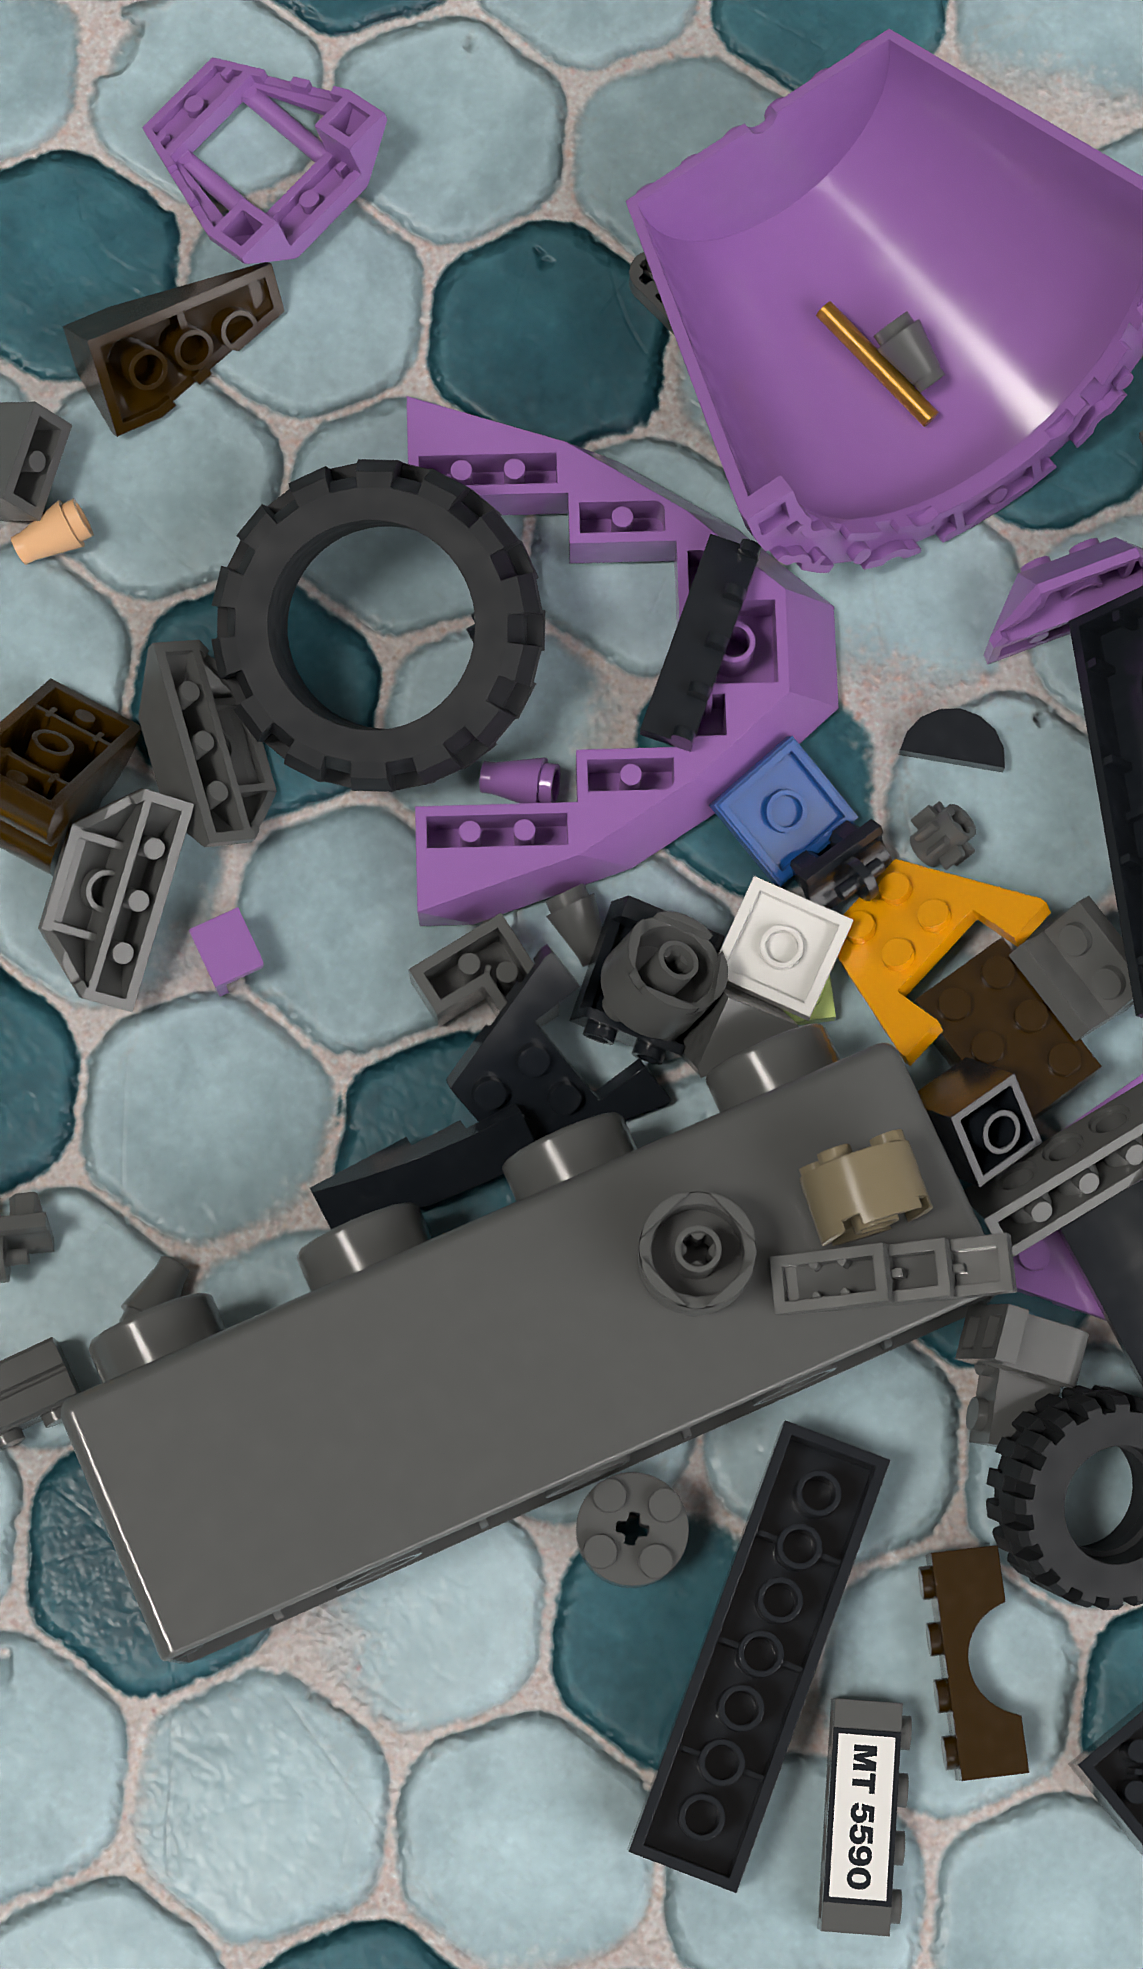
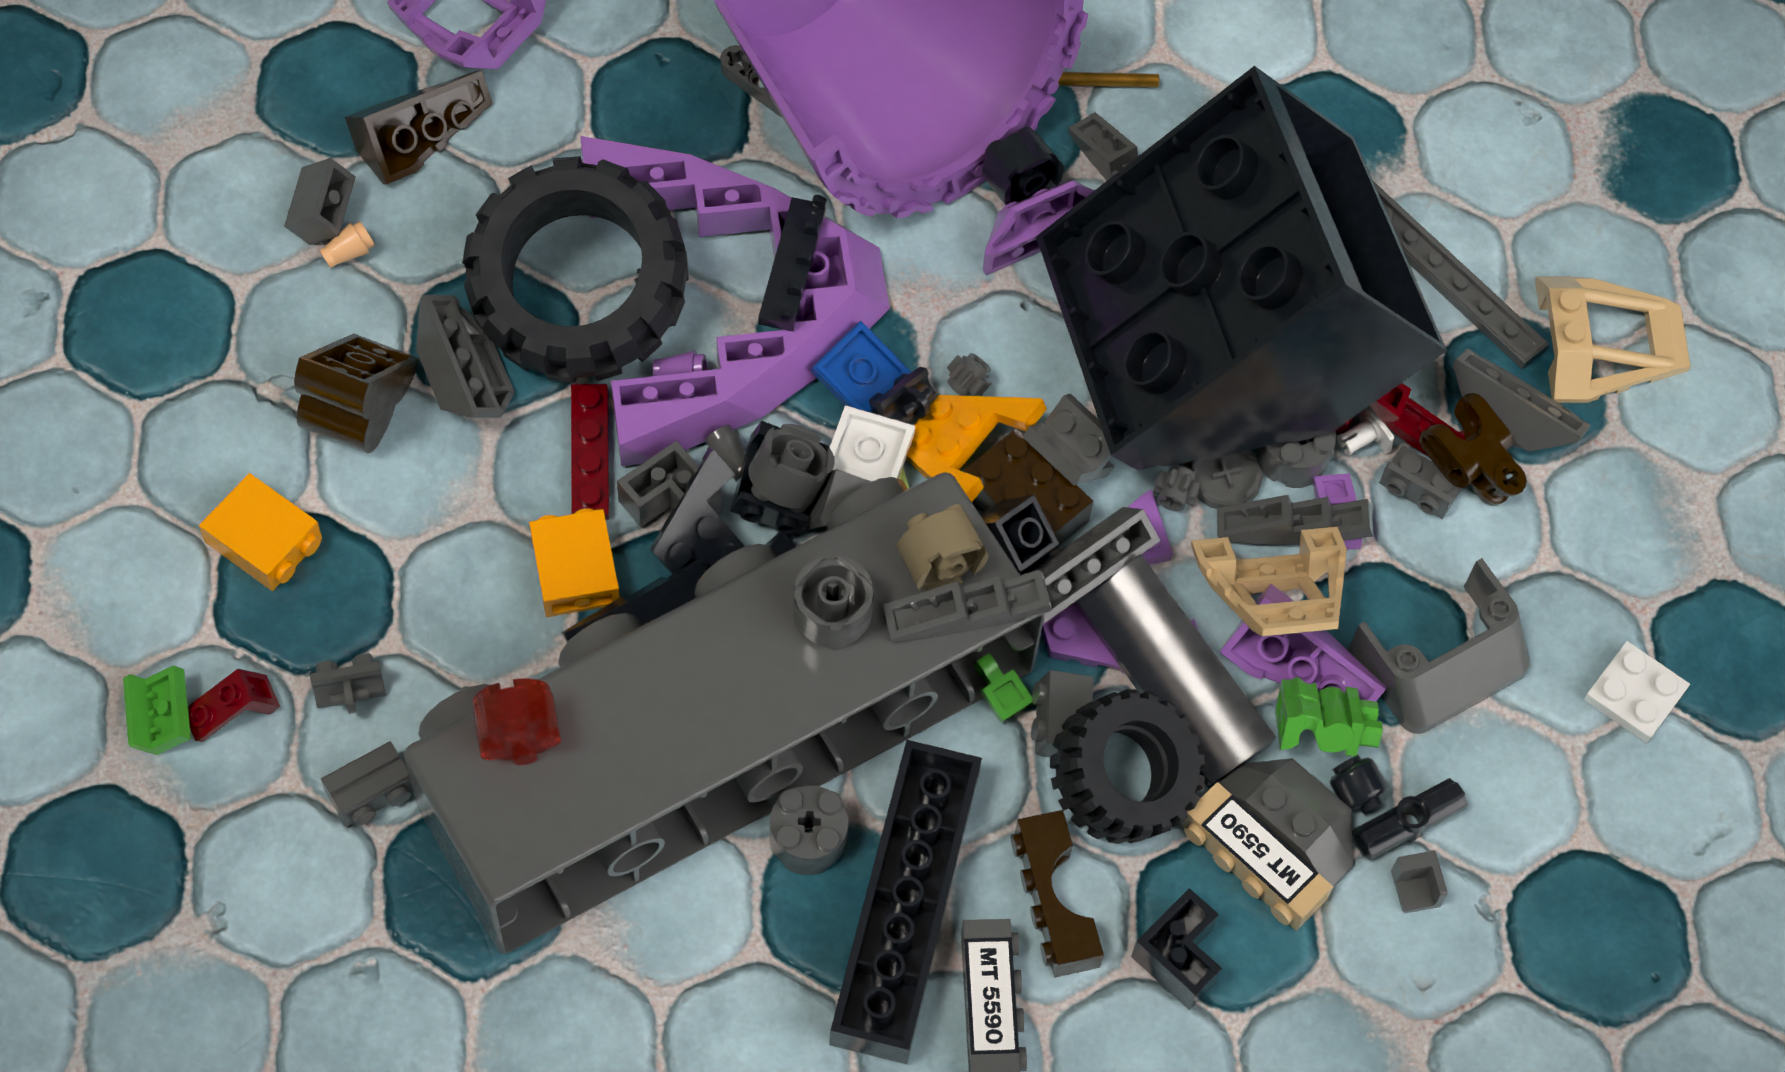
camera: 10 degrees left, 15 degrees down
(113, 893) = (409, 451): dark grey wedge -> none
(219, 1402) = (516, 721): none -> clear red brick
(226, 949) = (488, 487): medium lavender panel -> none
(337, 1076) = (574, 562): none -> light orange panel
(376, 899) = (589, 448): none -> dark red plate
(877, 364) = (890, 99): pearl gold bar -> none
(909, 351) = (910, 87): dark grey cone -> none
(934, 1350) = (1005, 692): none -> bright green plate
(956, 739) = (970, 320): black tile -> none
(1022, 1344) = (1062, 671): dark grey tile -> none
(1060, 502) = (1021, 166): none -> black brick

